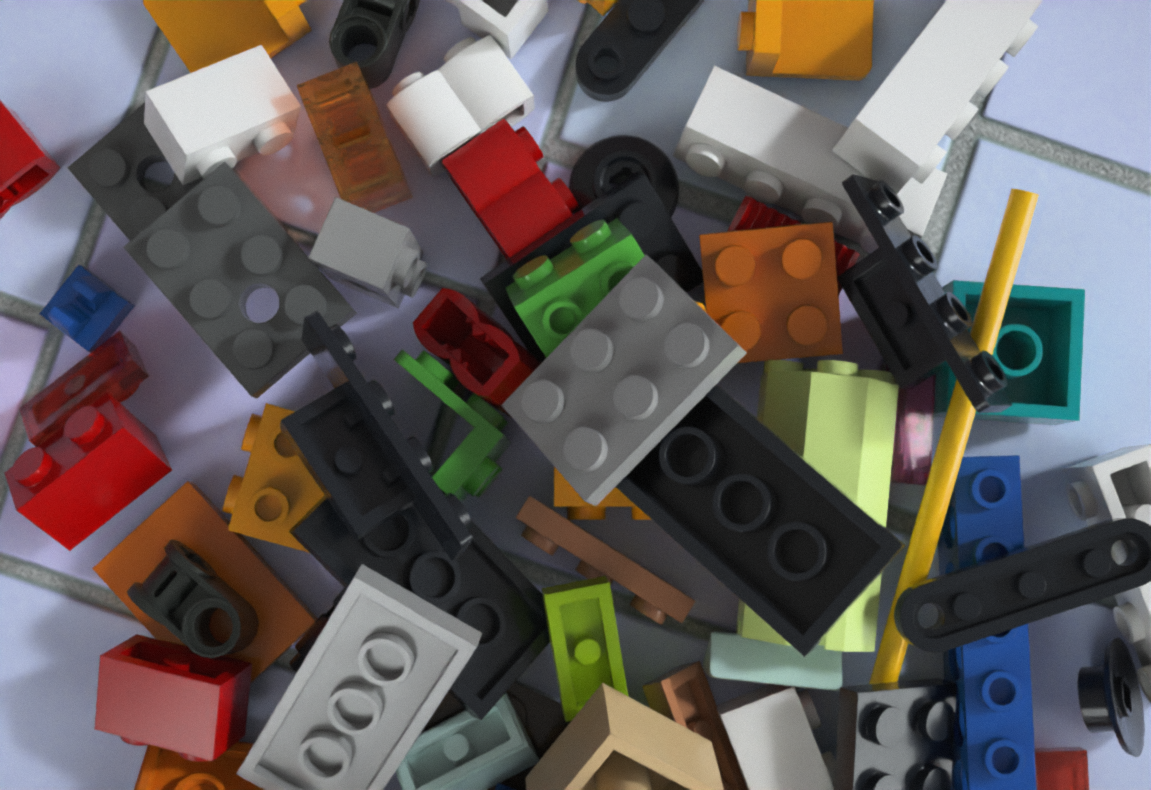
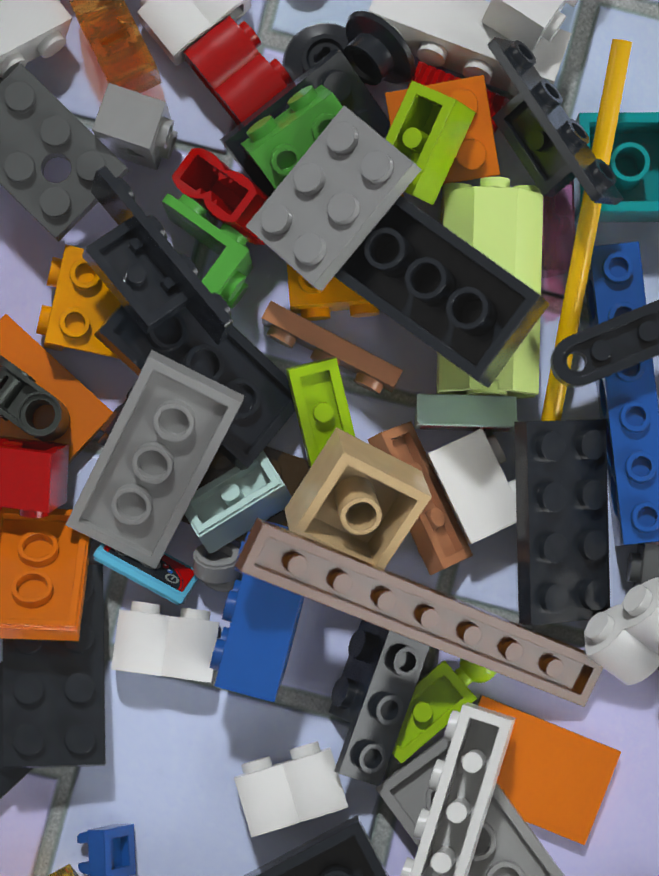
camera: 10 degrees left, 0 degrees up
(693, 177) = (377, 50): none -> black piece
(756, 300) = (430, 134): none -> lime brick

